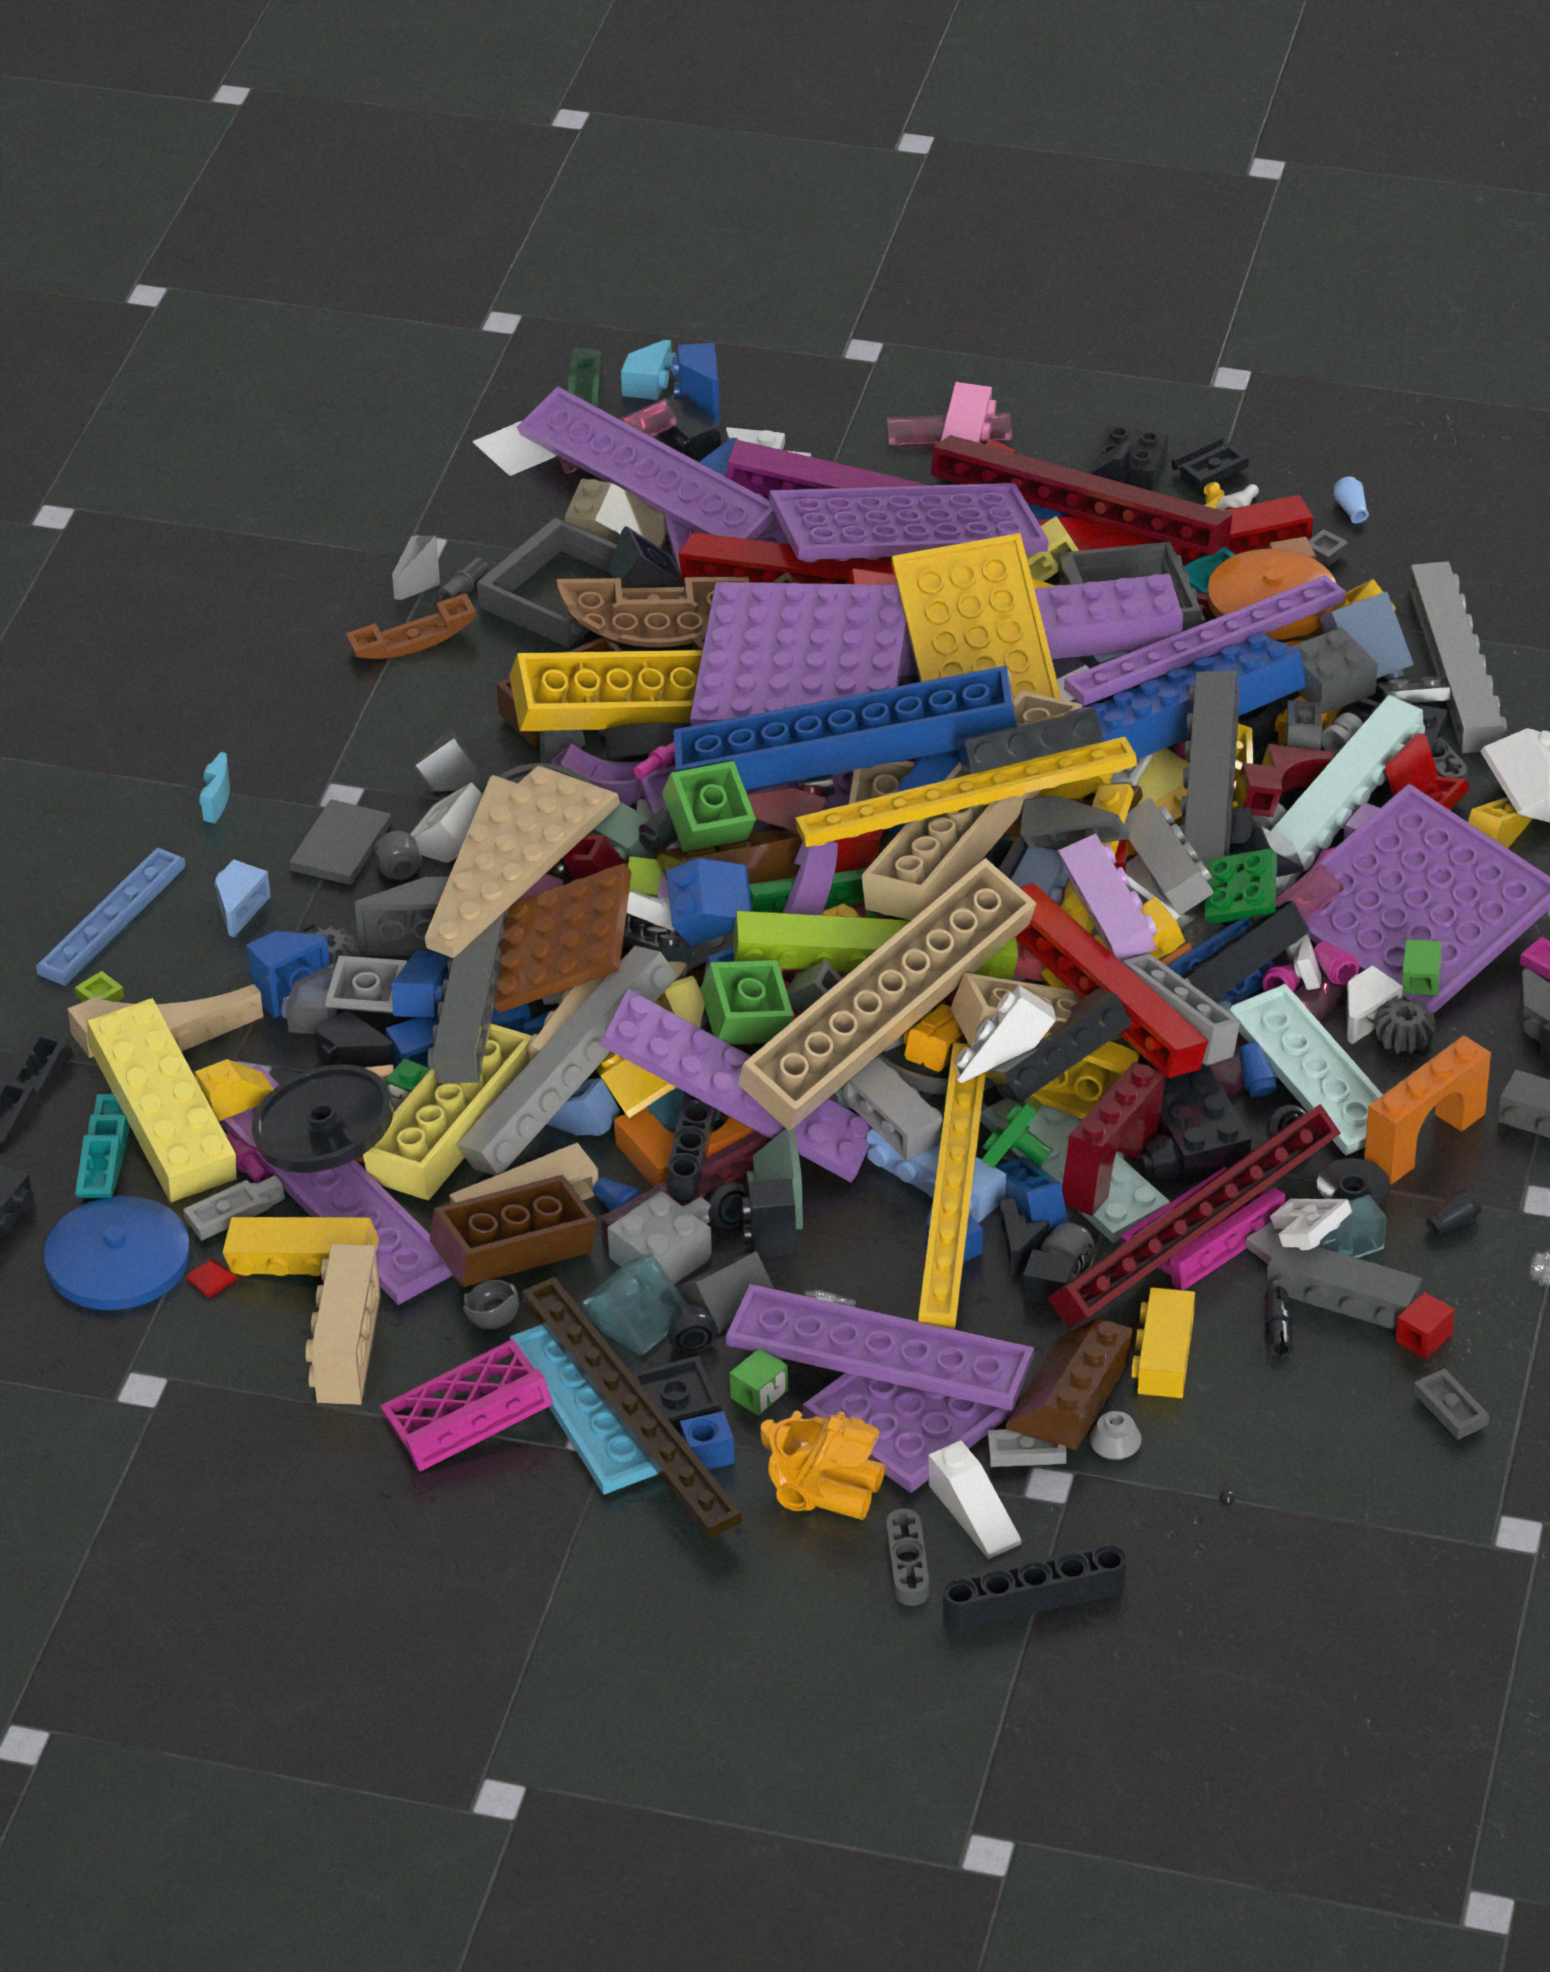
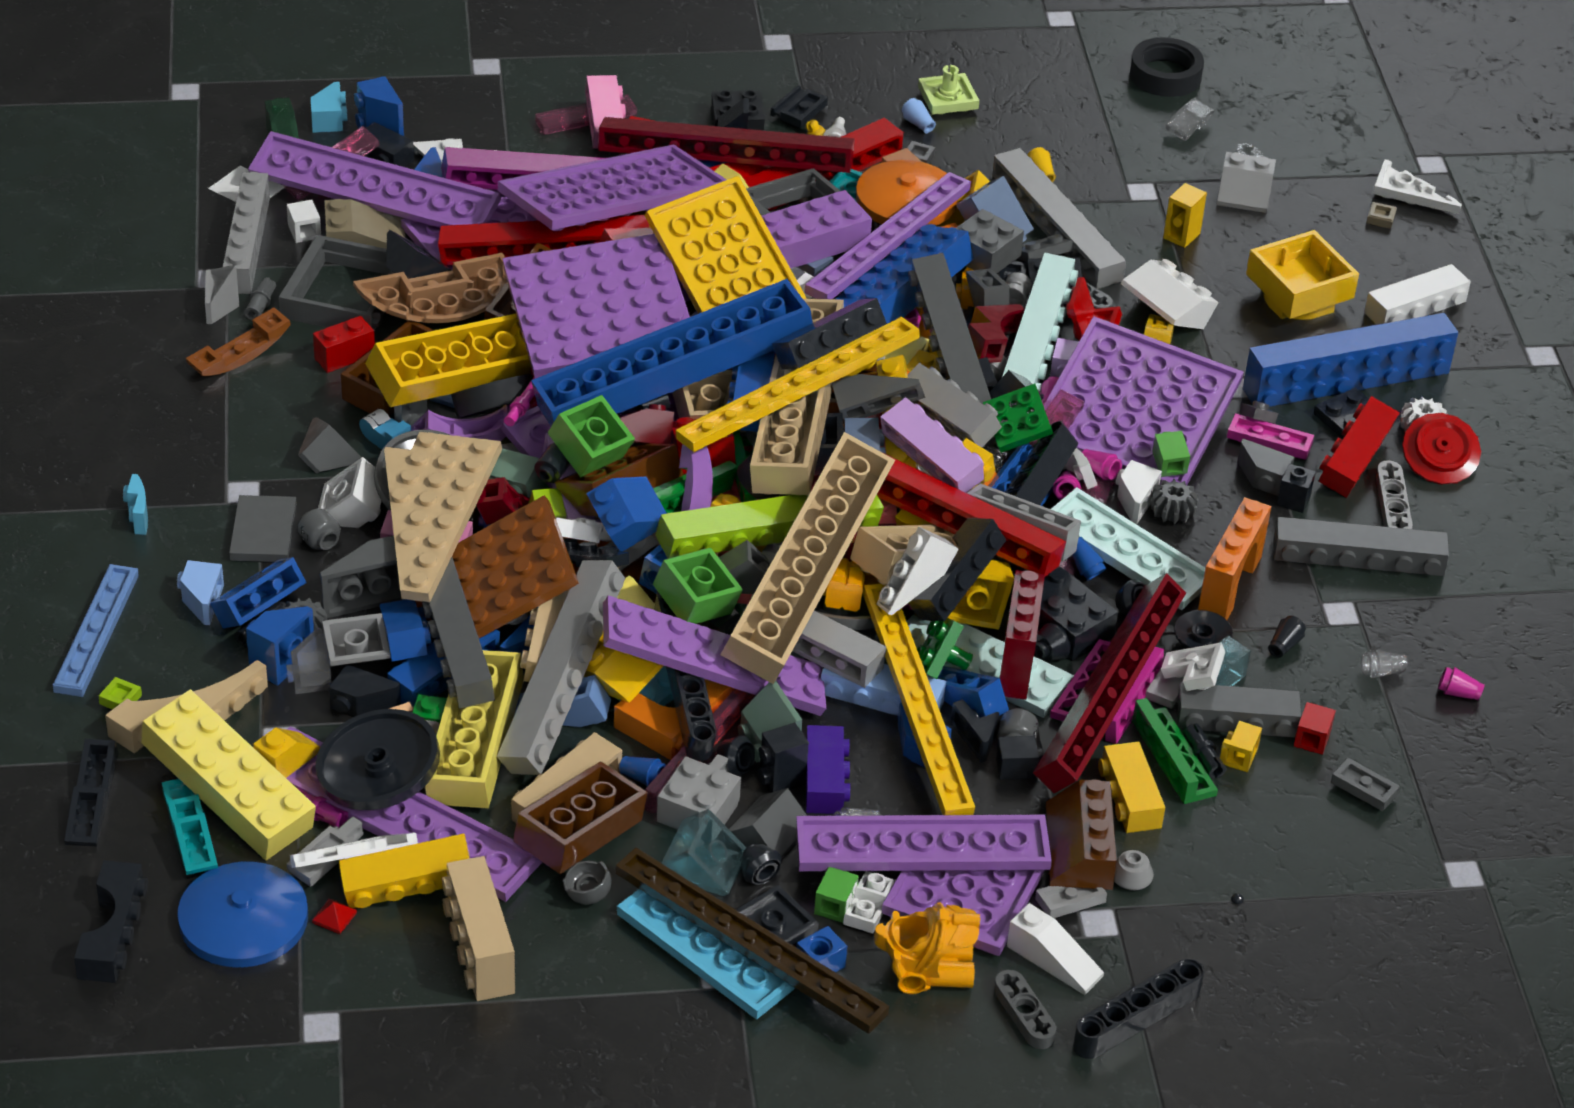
camera: 25 degrees left, 0 degrees up
(249, 1209) = (353, 849): none -> white wing
(294, 910) = (258, 593): none -> blue piece
(474, 1418) = (626, 981): dark pink fence -> none
(484, 499) = (248, 228): none -> light grey brick
(521, 751) = (381, 428): none -> dark azure leg
(532, 638) = (343, 343): none -> red brick
(553, 497) = (303, 221): none -> white brick
(796, 1391) = (866, 907): none -> white slope
(821, 1241) = (827, 769): none -> dark purple brick
(1234, 1319) = (1171, 758): none -> green fence
(1323, 1326) = (1241, 746): none -> yellow brick
(1405, 476) = (948, 92): none -> yellowish green plate
(1473, 585) = (1043, 160): none -> yellow cone

